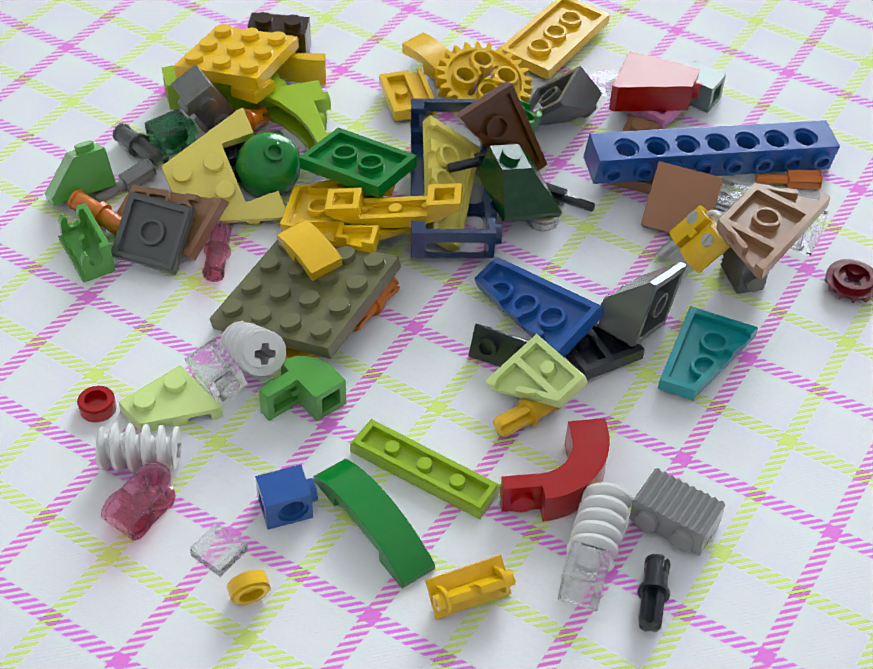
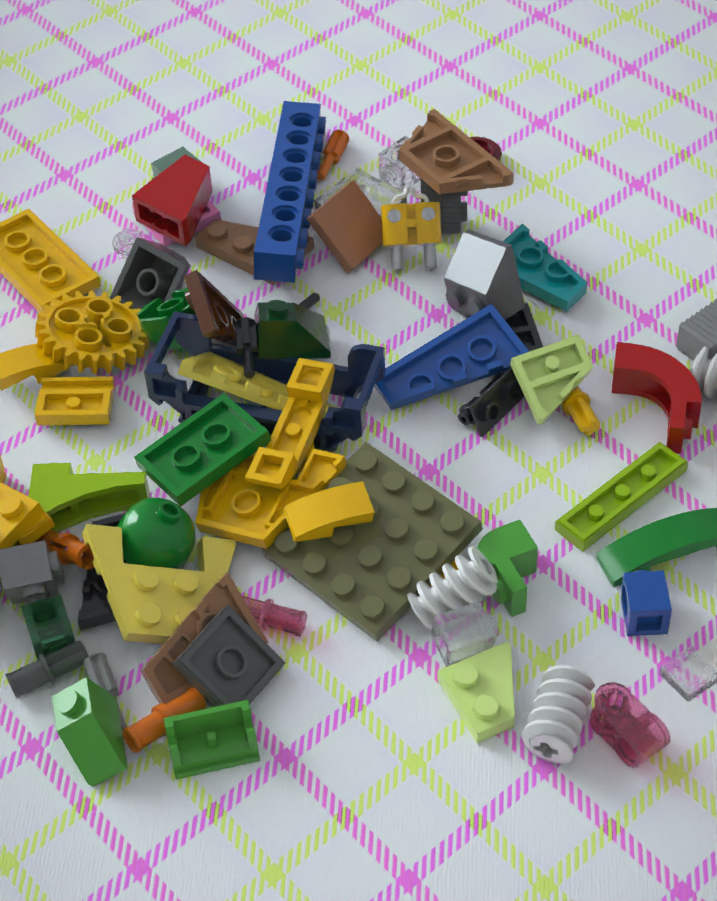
camera: 70 degrees left, 0 degrees up
(96, 404) = (466, 760): red tile -> none

